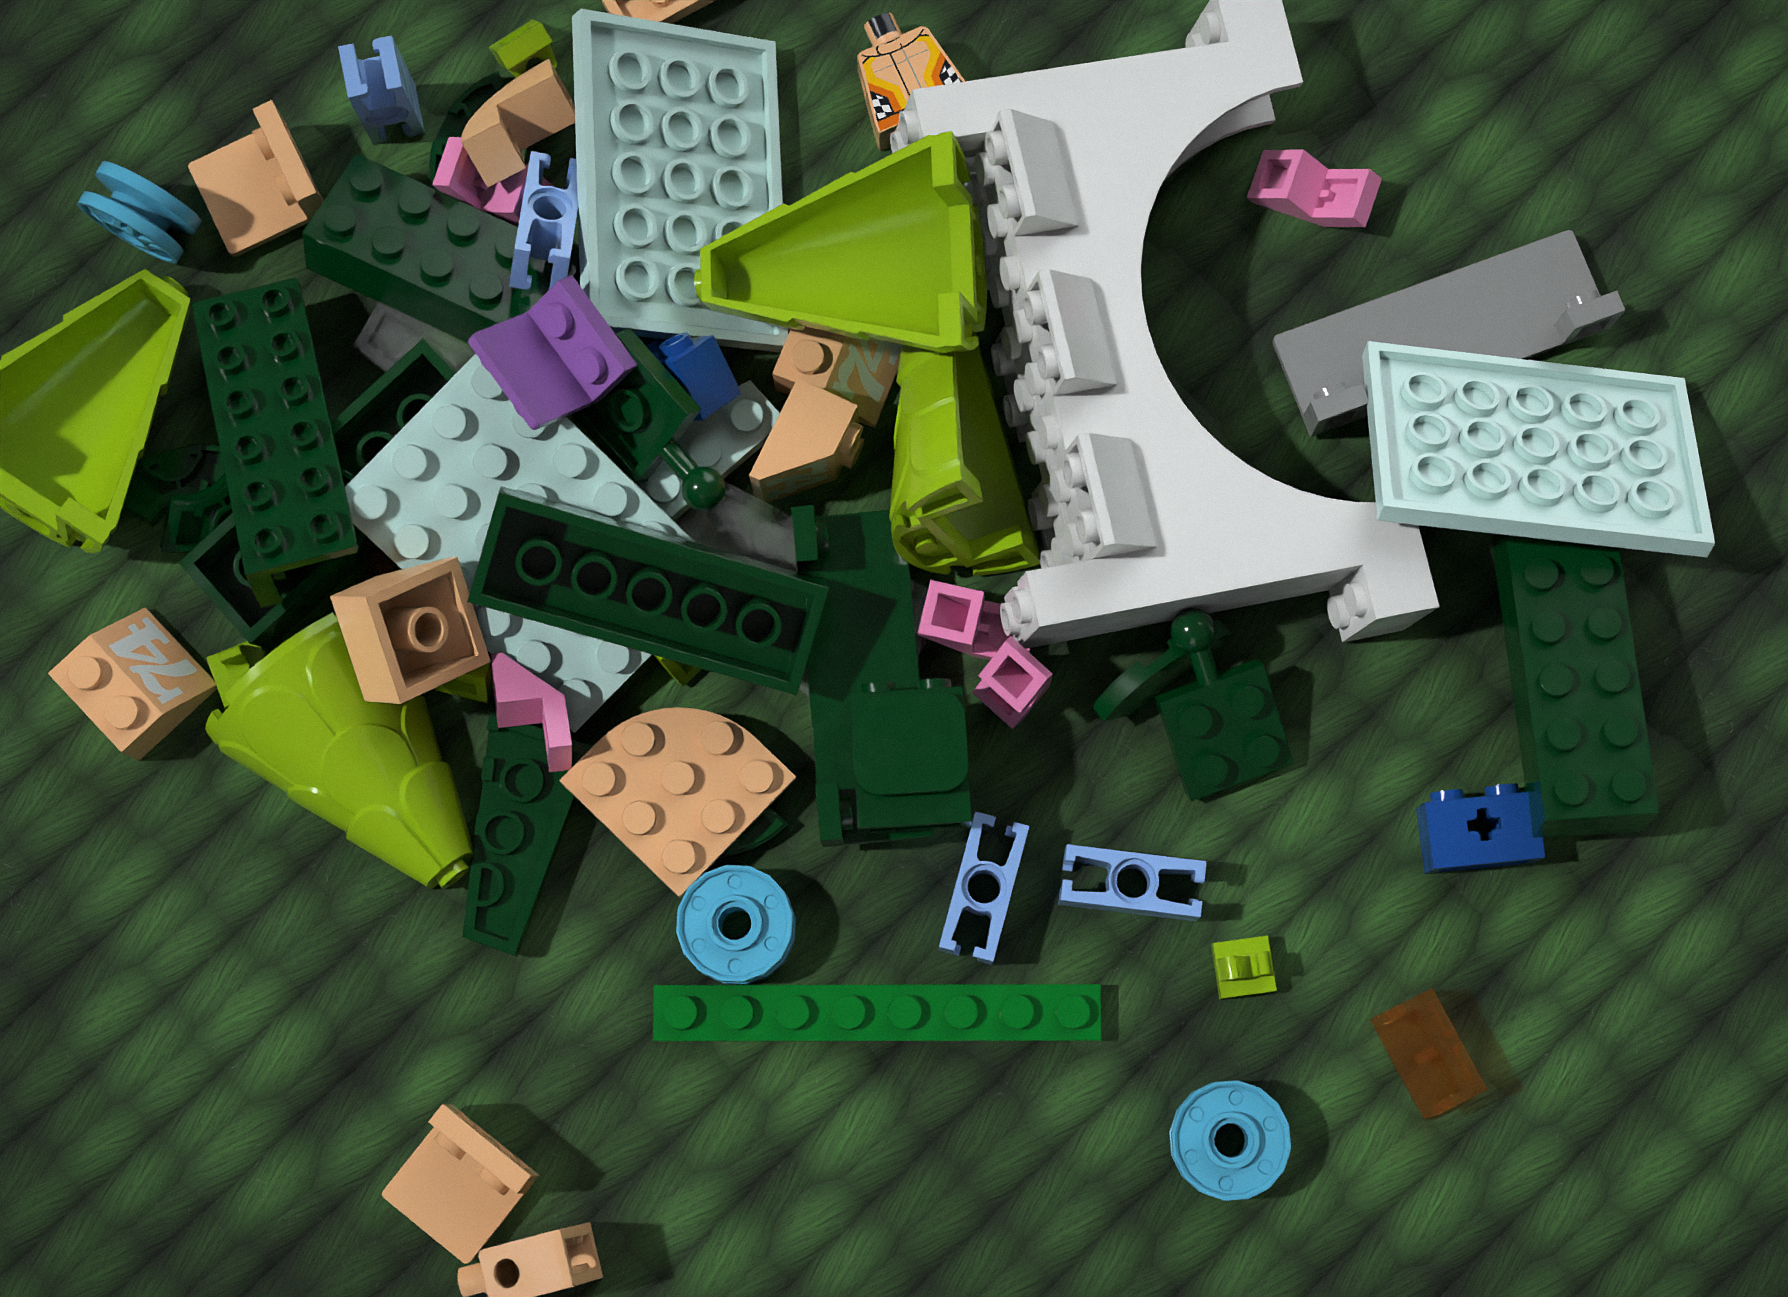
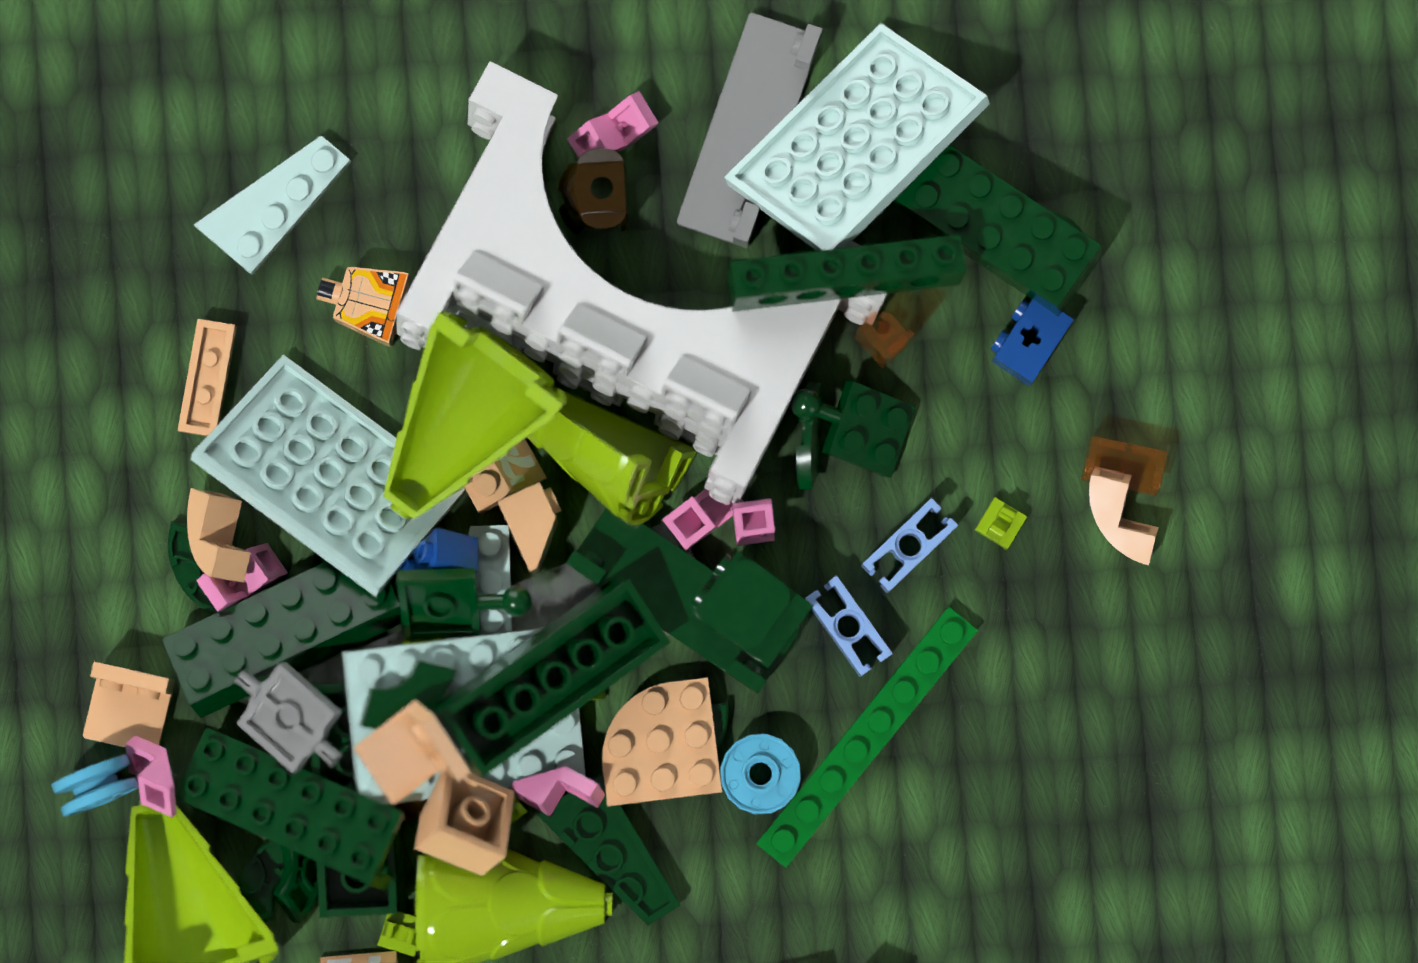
camera: 55 degrees left, 5 degrees up
(197, 264) = (154, 775): none -> bright pink slope
(370, 344) = (289, 717): none -> light grey plate
(381, 89) = (138, 596): light blue piece -> none
(427, 497) = (409, 752): none -> light nougat bracket
(491, 452) = (424, 683): none -> dark green tile
(522, 45) = (168, 496): lime tile -> none
(545, 223) = (302, 578): light blue piece -> none
(554, 356) = (382, 623): medium lavender bracket -> none
(1211, 233) = (581, 205): none -> dark brown piece
(1264, 1132) = (1107, 600): medium azure wheel -> none
(1339, 669) = (886, 342): none -> clear orange hinge
(1371, 1067) = (1107, 500): none -> light nougat brick
(1380, 547) = (846, 273): none -> dark green brick

